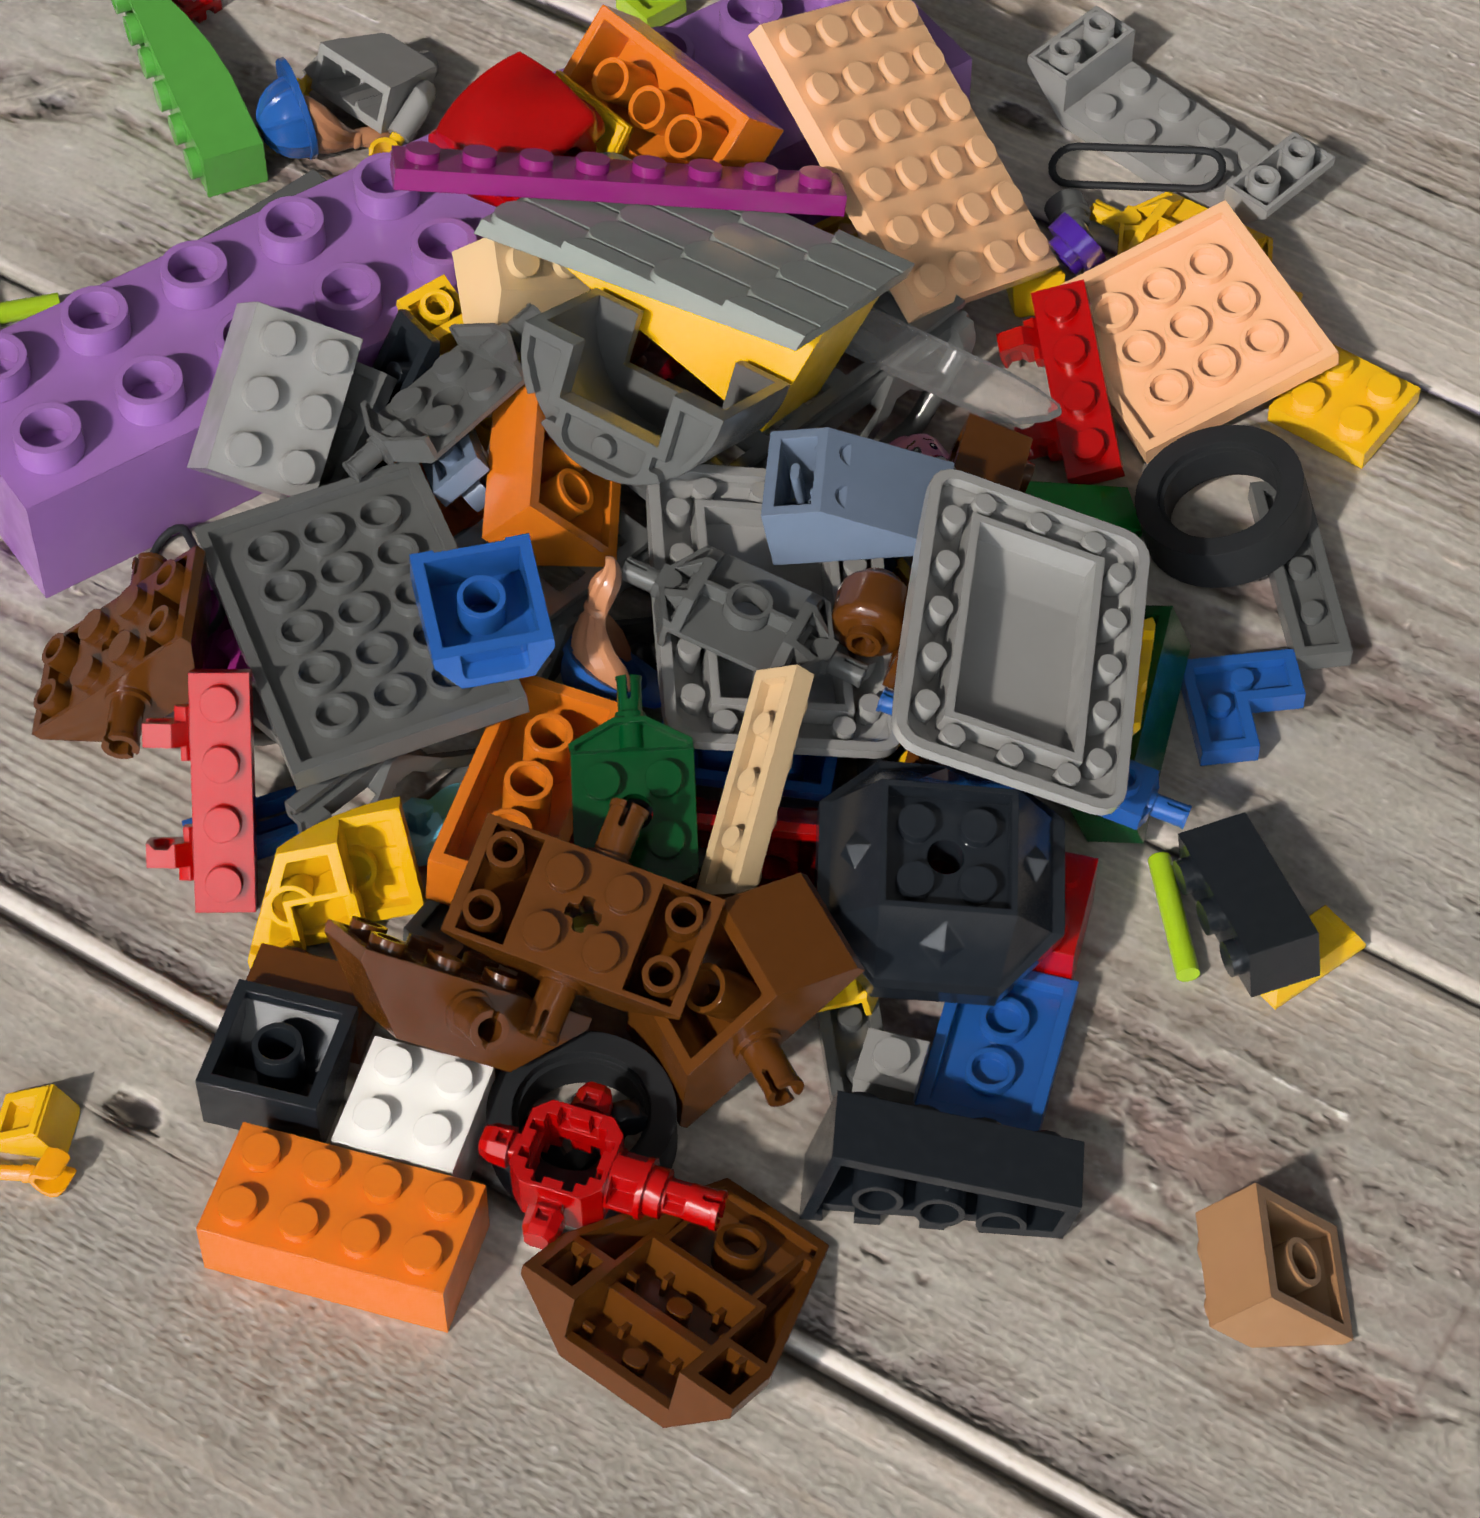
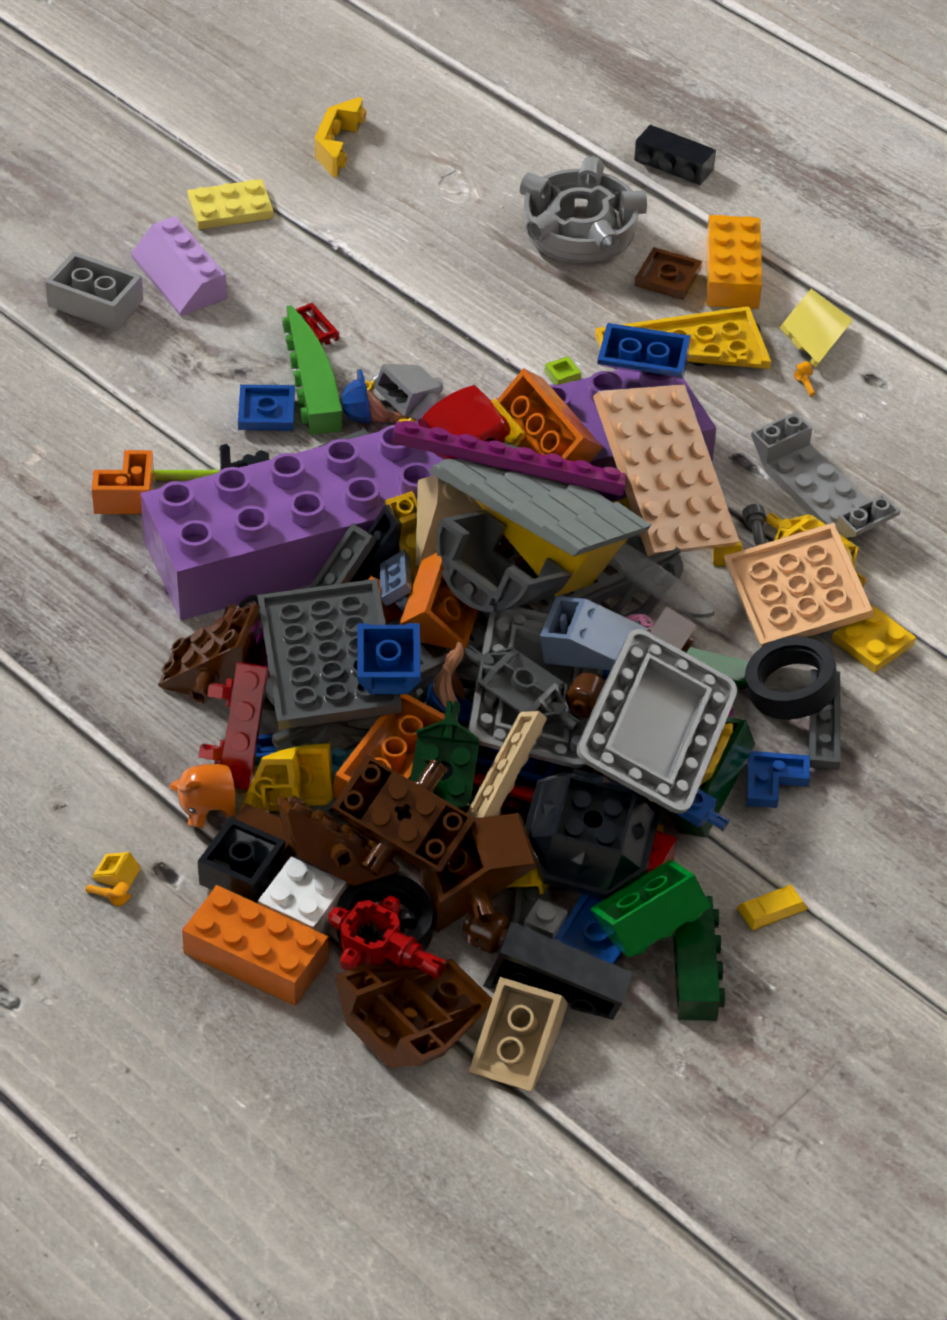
camera: 10 degrees right, 5 degrees down
(104, 269) = (248, 459): none -> black piece
(117, 159) = (266, 407): none -> blue plate
(174, 932) = (205, 789): none -> orange piece
(274, 401) = (312, 539): light grey brick -> none
(472, 376) = (396, 554): dark grey plate -> none
(785, 1125) = (486, 937): none -> reddish brown head
(895, 1311) = (518, 1034): none -> tan slope
(1067, 346) = (732, 583): red hinge -> none
(1074, 245) = (748, 532): dark purple plate -> none
(1090, 1007) = (651, 908): none -> green slope
(1137, 186) = (828, 515): black piece -> none
(1173, 917) = (711, 883): lime piece -> none
(1190, 1083) = (697, 967): none -> dark green brick
(1247, 905) = (747, 875): black brick -> none
(1272, 1272) = (712, 1053): medium nougat slope -> none

